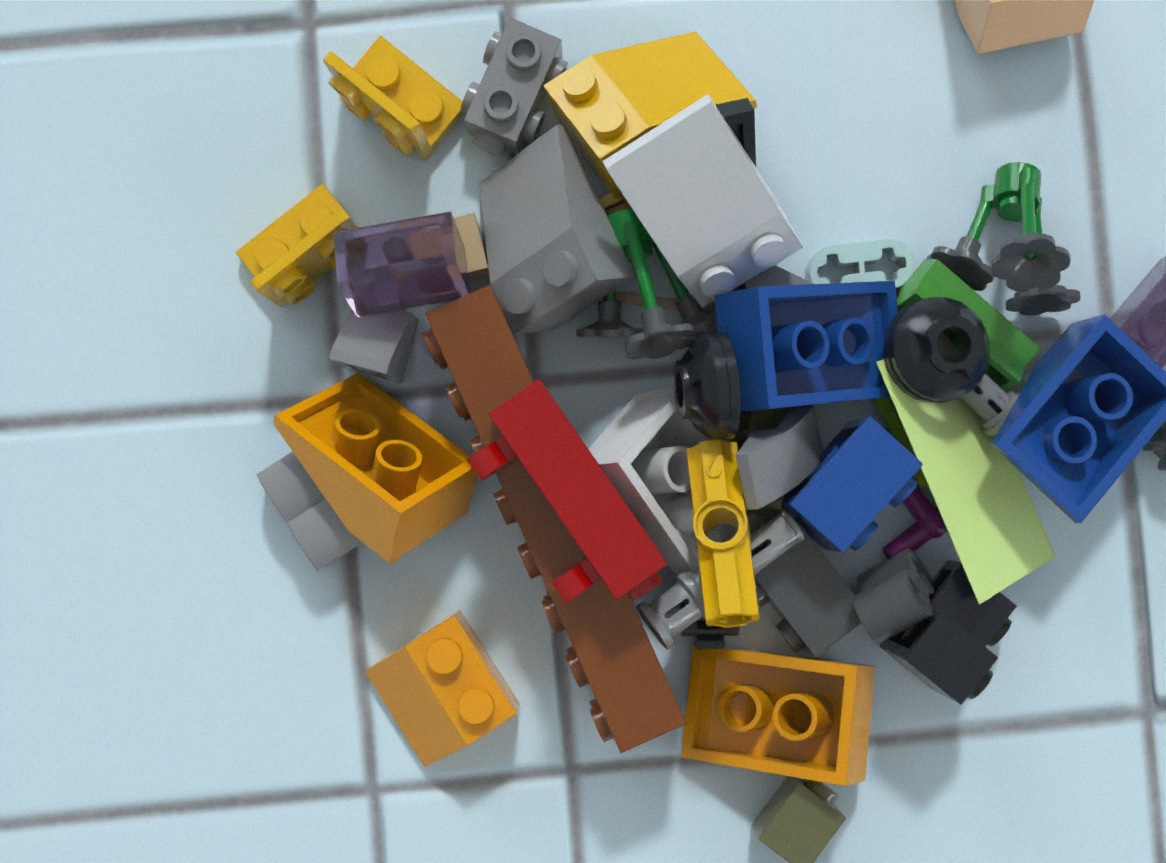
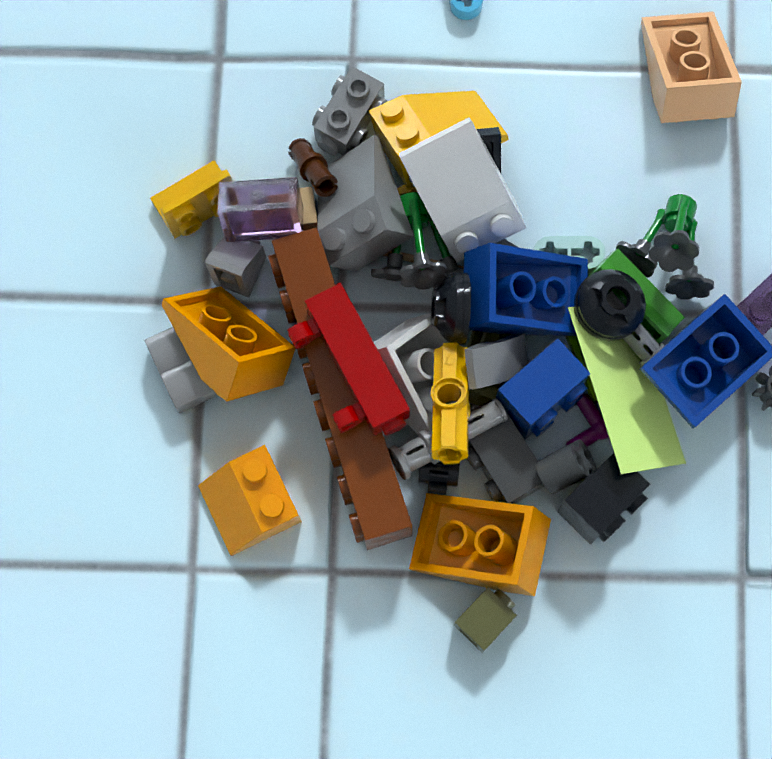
camera: 10 degrees right, 10 degrees down
(398, 95) = (270, 110): yellow bracket -> none
(471, 182) = (312, 167): none -> reddish brown pin

